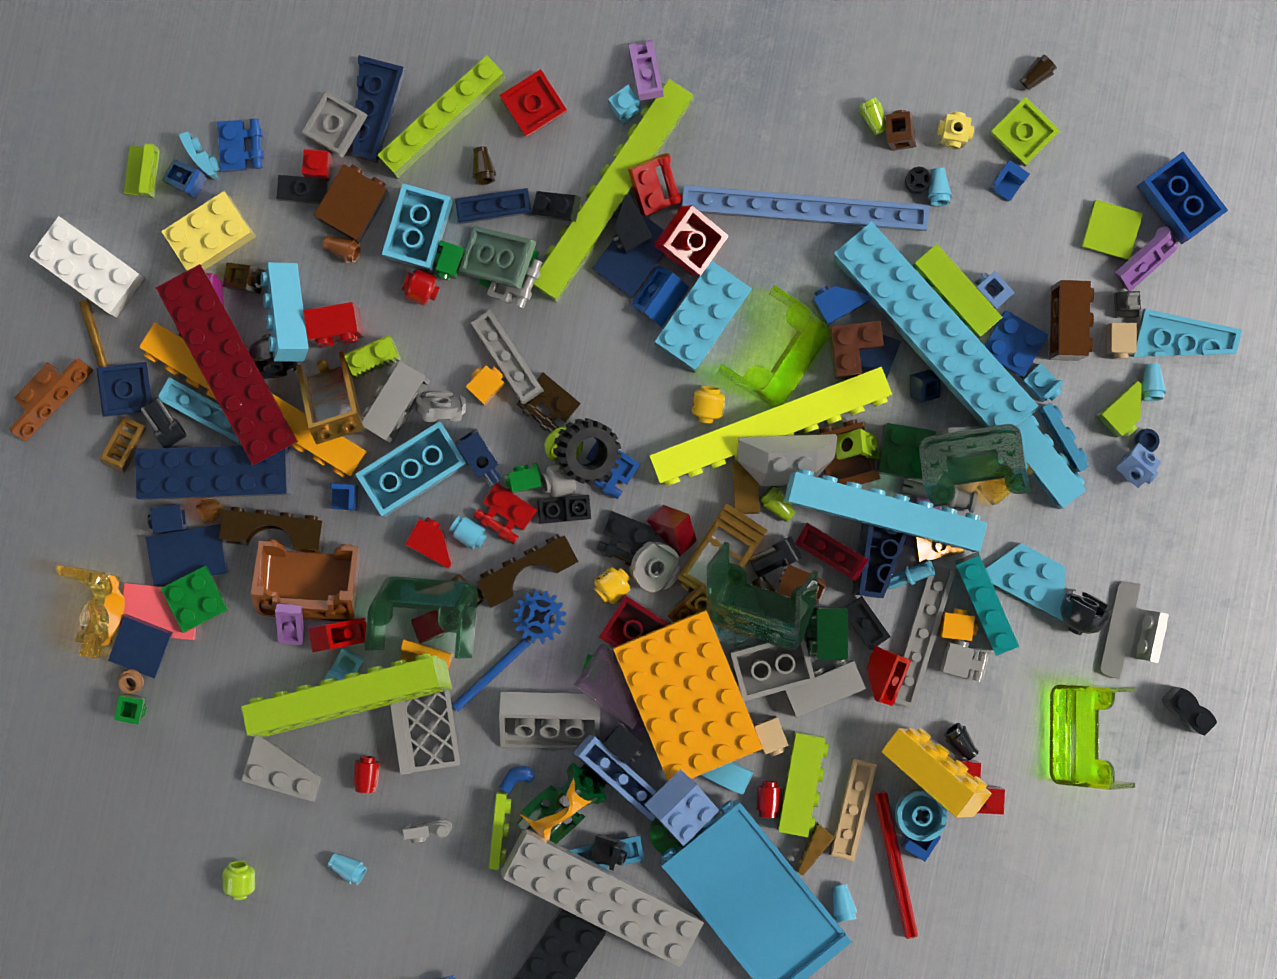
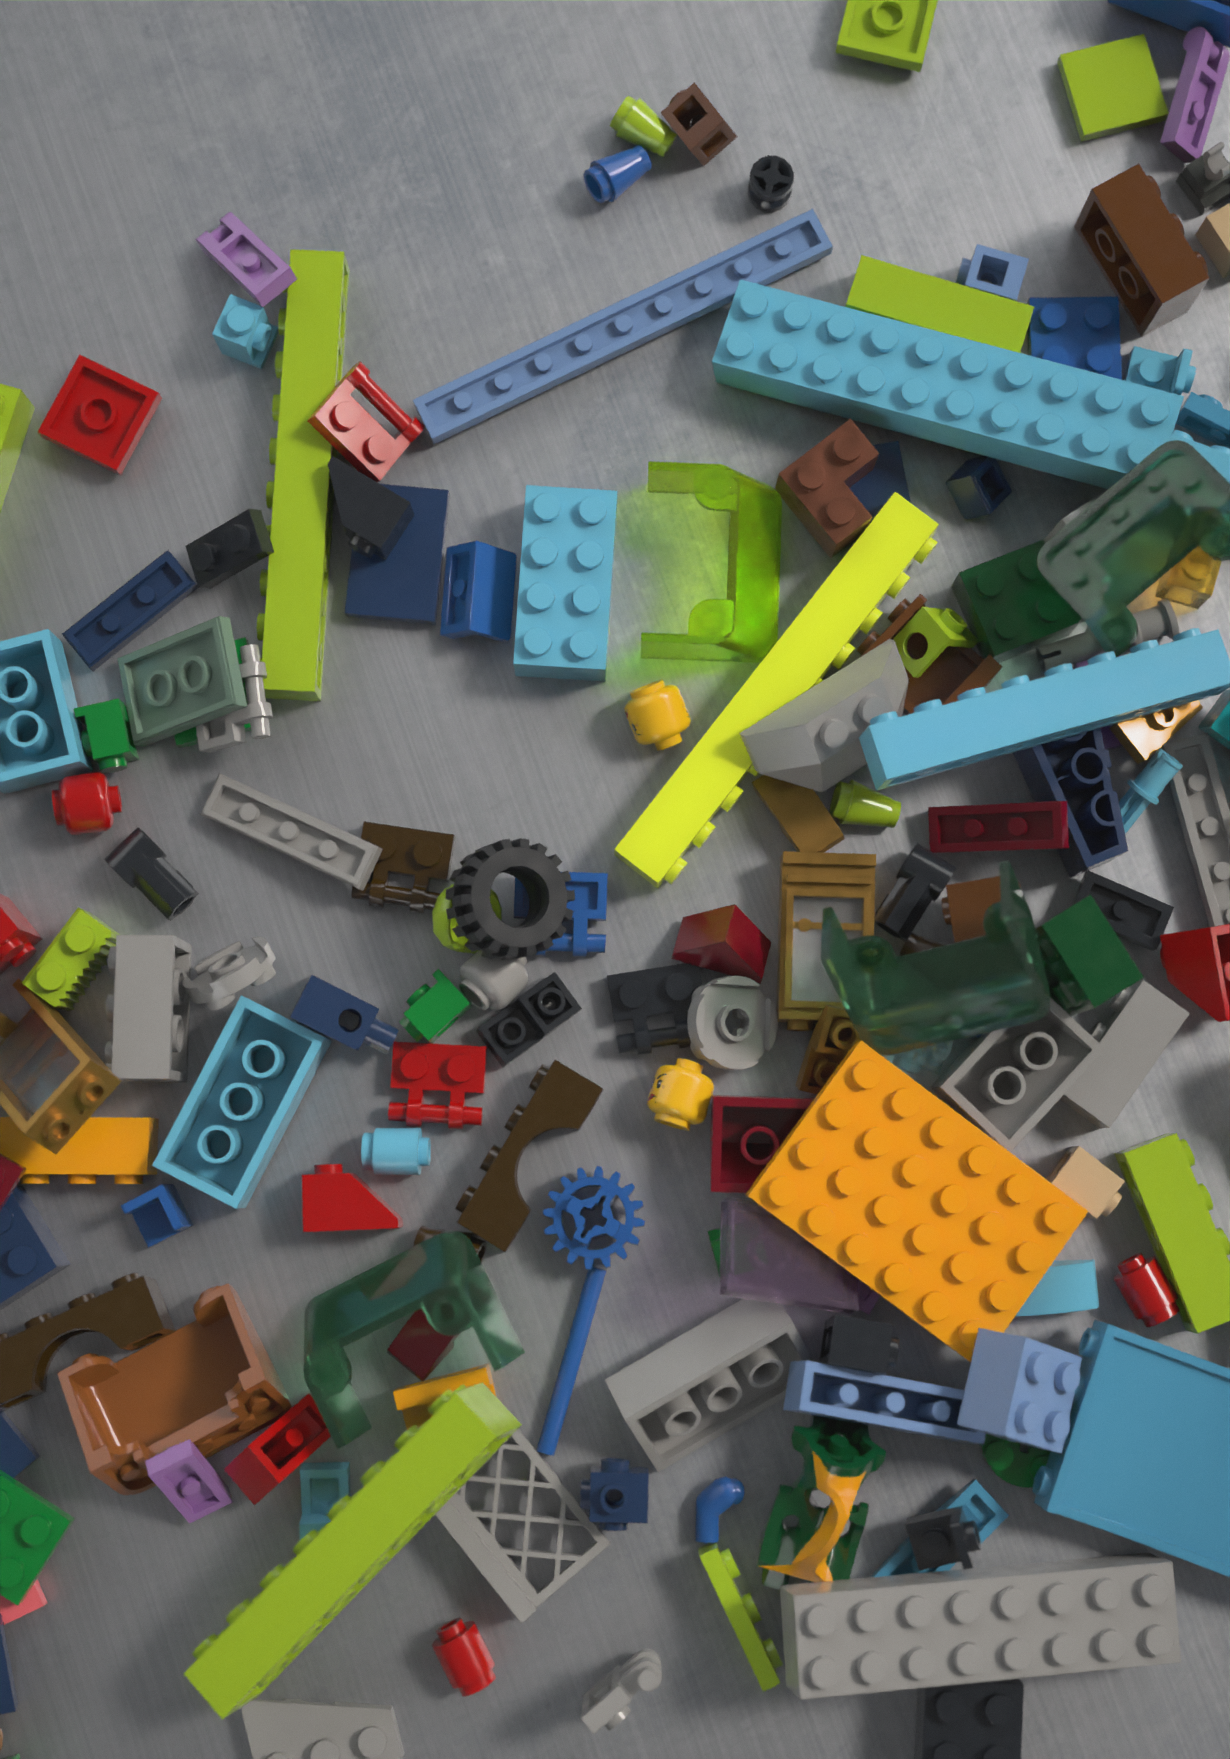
camera: 25 degrees left, 5 degrees down
(430, 332) = (144, 865): none -> black piece
(483, 168) = (79, 560): dark brown cone -> none
(485, 383) = (282, 894): light orange brick -> none
(485, 743) = (616, 1513): none -> dark blue brick
(691, 240) = (475, 474): red brick -> none
(837, 302) = (764, 437): blue slope -> none
(846, 131) = (616, 173): none -> blue cone
(939, 189) = (813, 178): medium azure cone -> none
(949, 136) = (782, 74): light yellow brick -> none
(1009, 181) = (911, 102): blue panel -> none

